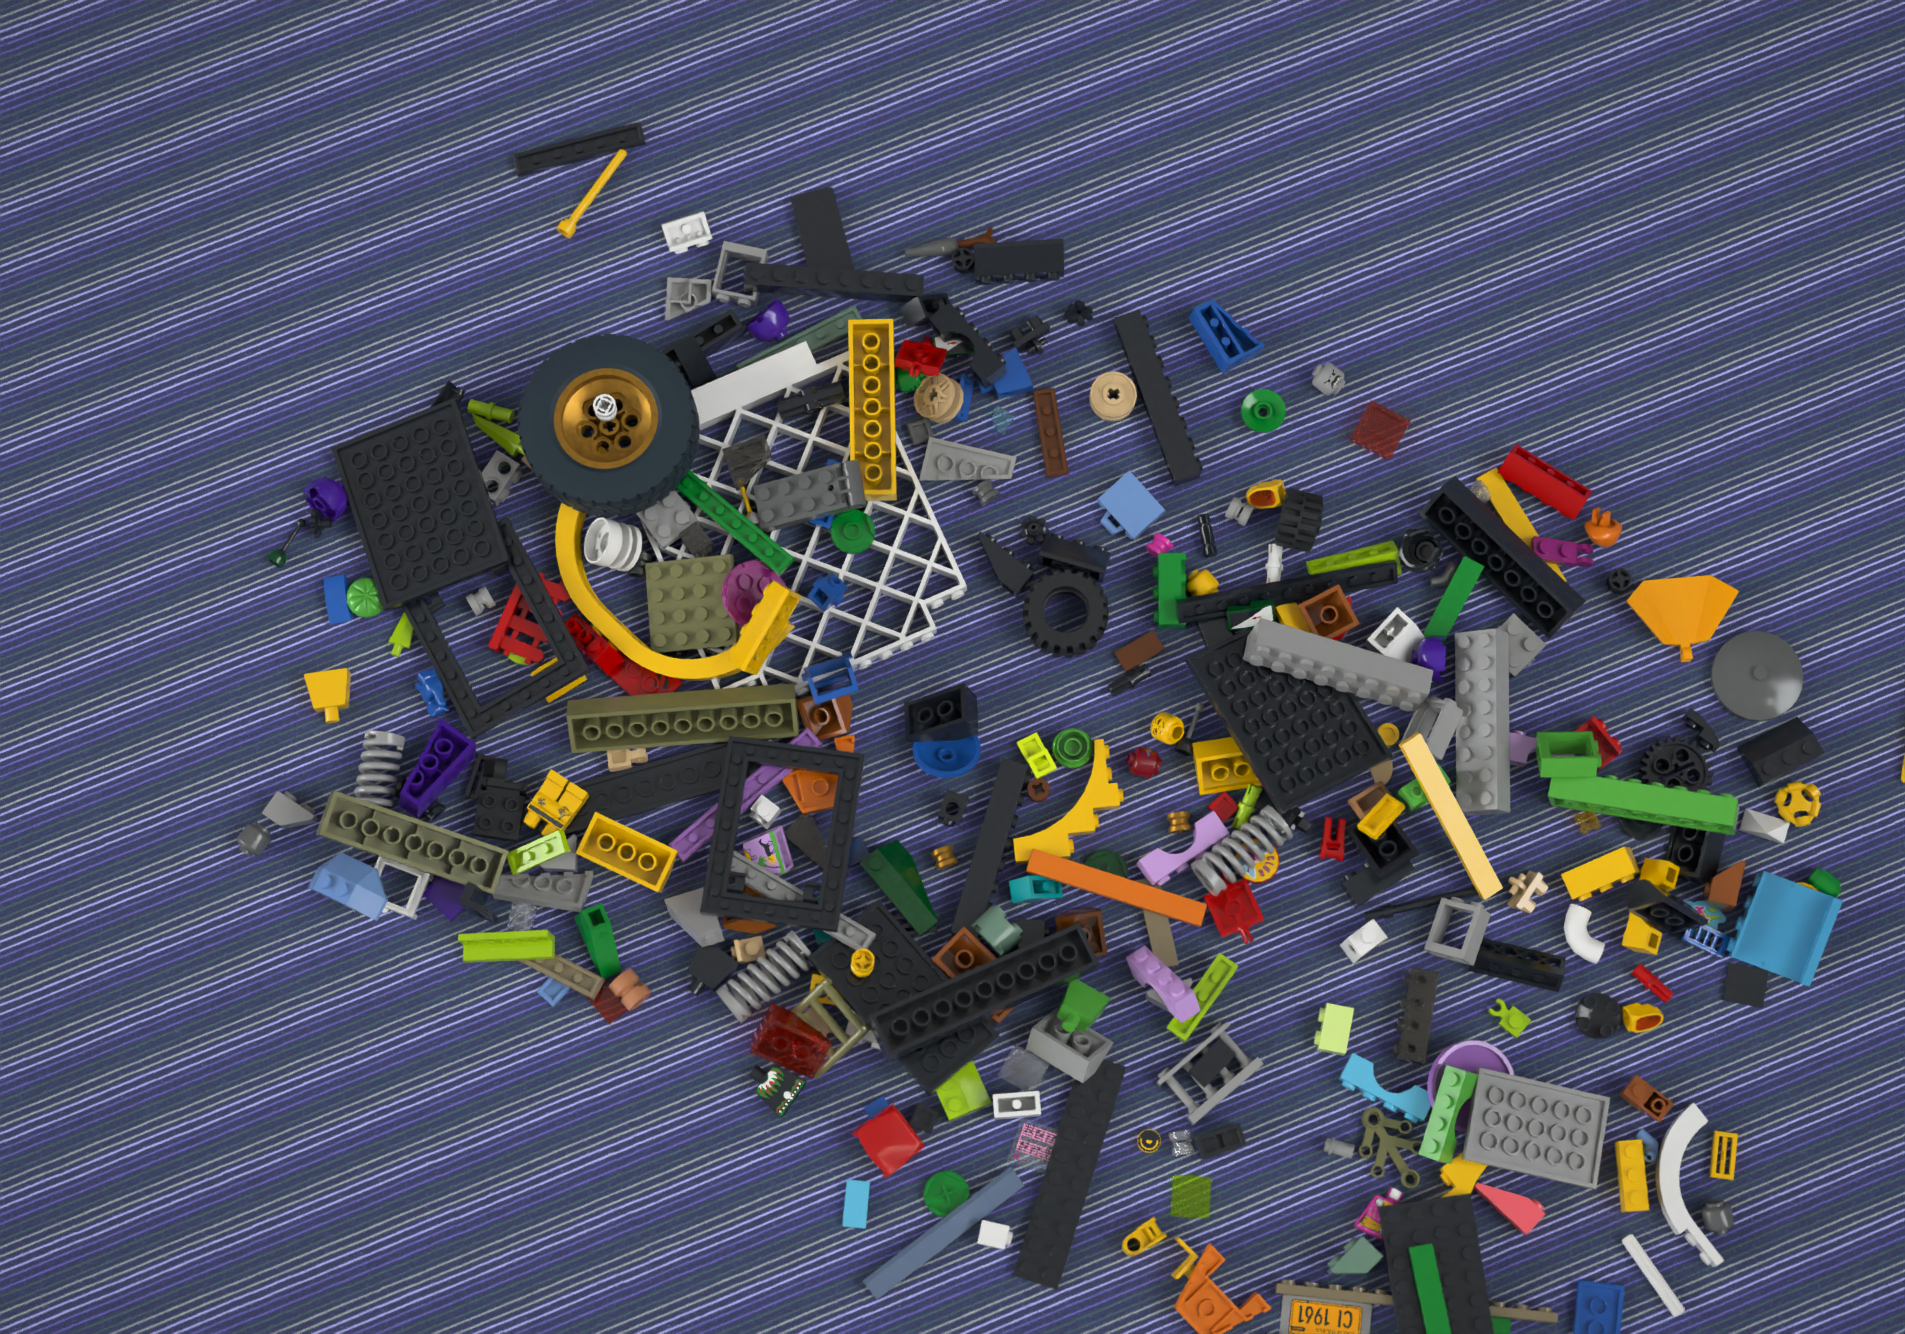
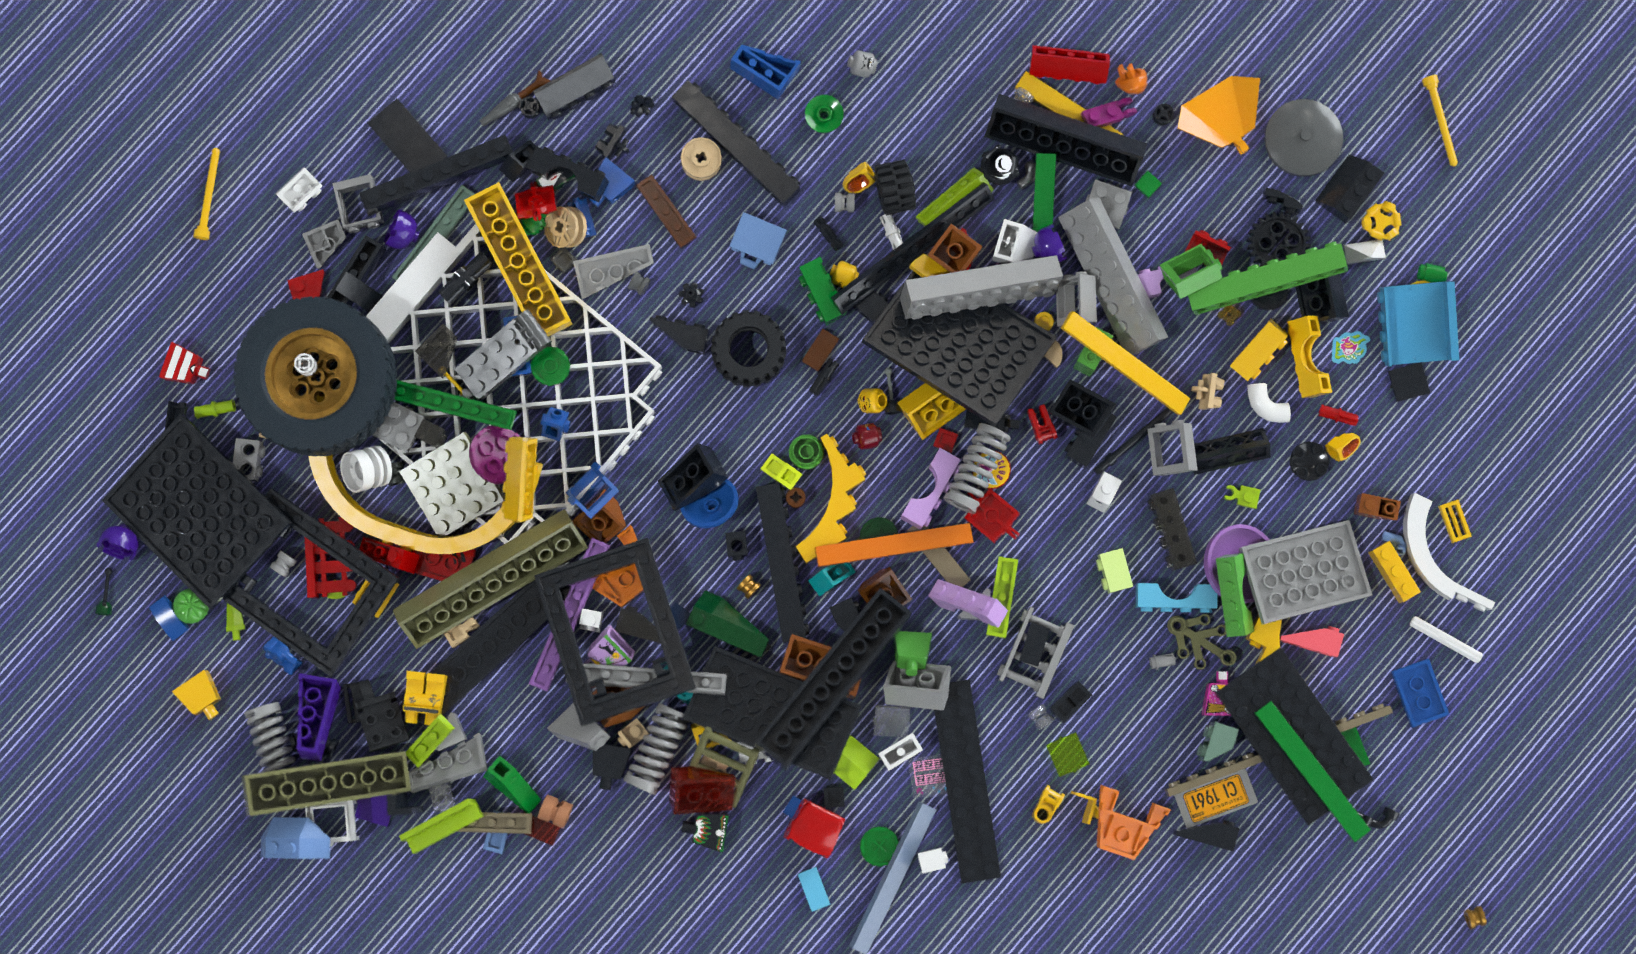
camera: 30 degrees left, 5 degrees up
(253, 839) = (198, 840): dark grey head -> none
(287, 813) = (214, 807): light grey slope -> none
(318, 523) = (122, 565): black plant -> none
(480, 352) = (183, 366): none -> red torso
(505, 438) = (233, 424): lime bar -> none
(579, 149) = (179, 164): black tile -> none
(627, 852) = (500, 706): yellow slope -> none
(647, 330) = (307, 285): none -> red wing
(863, 958) = (728, 699): yellow wheel -> none
(998, 931) = (819, 624): sand green cylinder -> none
(1001, 419) = (622, 219): clear light blue tile -> none
(1063, 554) = (733, 300): black slope -> none
(1149, 1141) = (1014, 727): black tile -> none
(1159, 545) = (795, 259): dark pink wheel -> none
(1179, 822) = (917, 469): pearl gold wheel -> none
(1247, 805) = (963, 431): lime pin -> none
(1248, 616) = (894, 281): slope -> none
(1368, 799) = (1056, 379): medium nougat slope -> none
(1380, 430) = (922, 85): clear red plate -> none
(1381, 816) = (1071, 389): yellow tile -> none
(1567, 645) = (1147, 184): none -> green tile
(1662, 908) = (1320, 354): black slope -> none
(1685, 937) = (1346, 361): blue slope -> none
(1717, 1216) = (1473, 570): dark grey head -> none
(1724, 888) = (1360, 314): dark orange slope -> none

